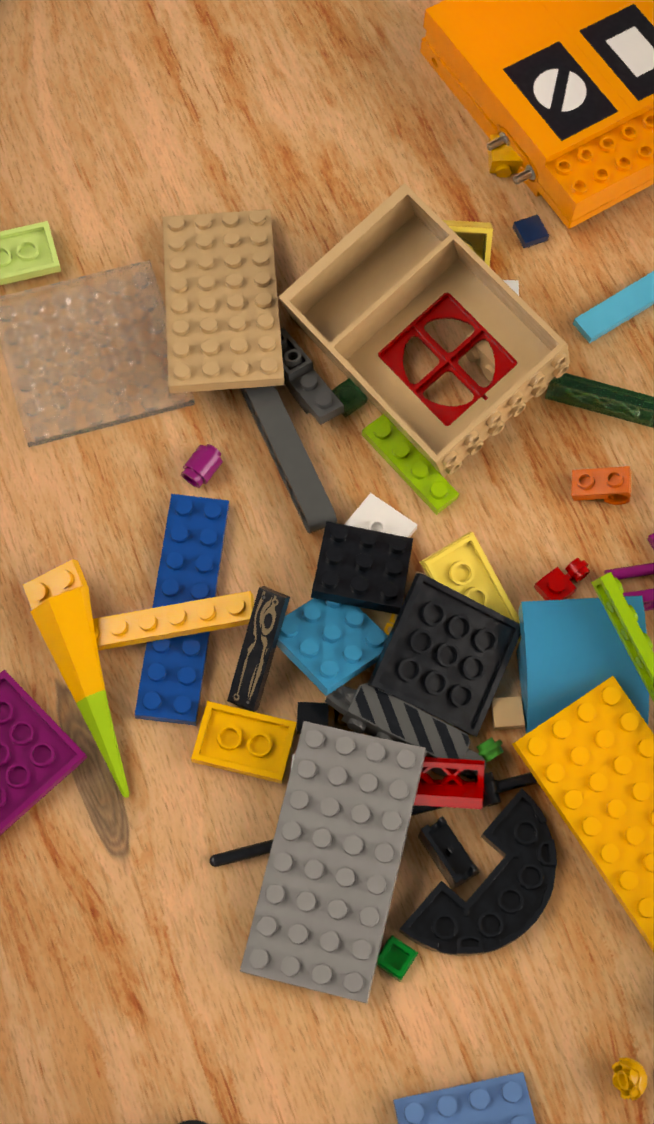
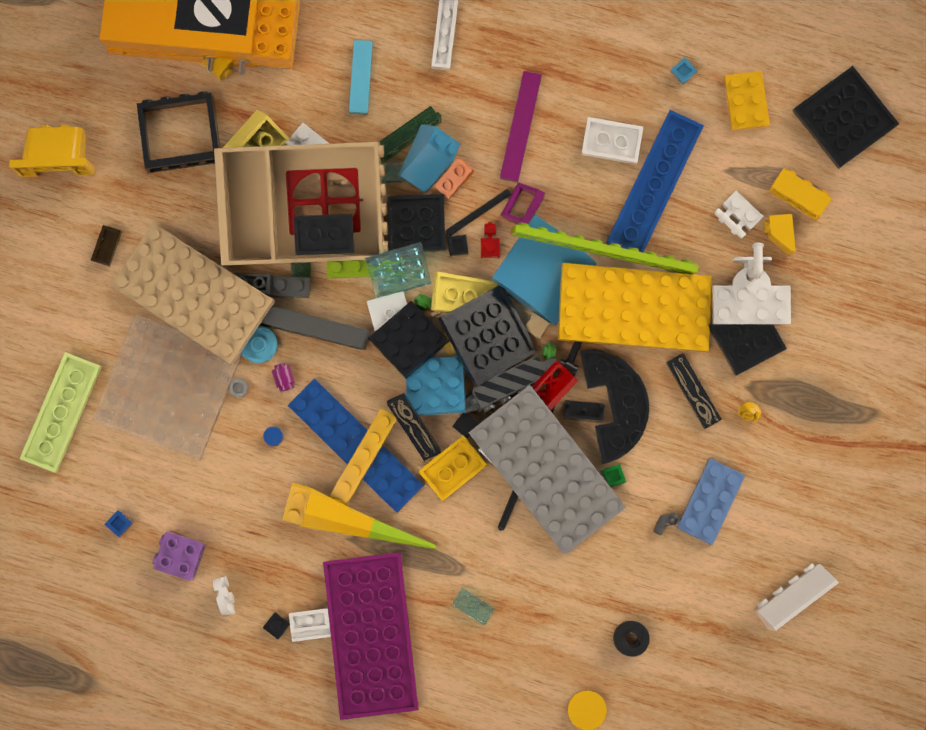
camera: 45 degrees left, 15 degrees up
(82, 902) = (473, 606): none -> clear light blue plate
(121, 506) = (273, 436): none -> blue tile
(150, 428) = (238, 388): none -> light grey tile
(204, 183) = (106, 245): none -> dark brown plate
(220, 414) = (261, 346): none -> medium azure tile
(267, 62) = (53, 150): none -> yellow windscreen
(367, 193) = (184, 161): none -> black window
(389, 1075) = (666, 520): none -> dark grey arm
(407, 371) = (324, 234): none -> black plate
(419, 553) = (423, 302): none -> bright green plate
(437, 492) = (398, 270): none -> clear light blue plate
(510, 482) = (416, 220): none -> black plate
(525, 548) = (457, 245): none -> black tile
(530, 231) = (276, 89): dark blue tile -> none
(550, 415) = (393, 170): none -> clear light blue plate
(585, 543) = (478, 212): none -> black bar
(592, 980) = (693, 391): none -> black tile
(599, 434) = (428, 157): none -> dark azure slope

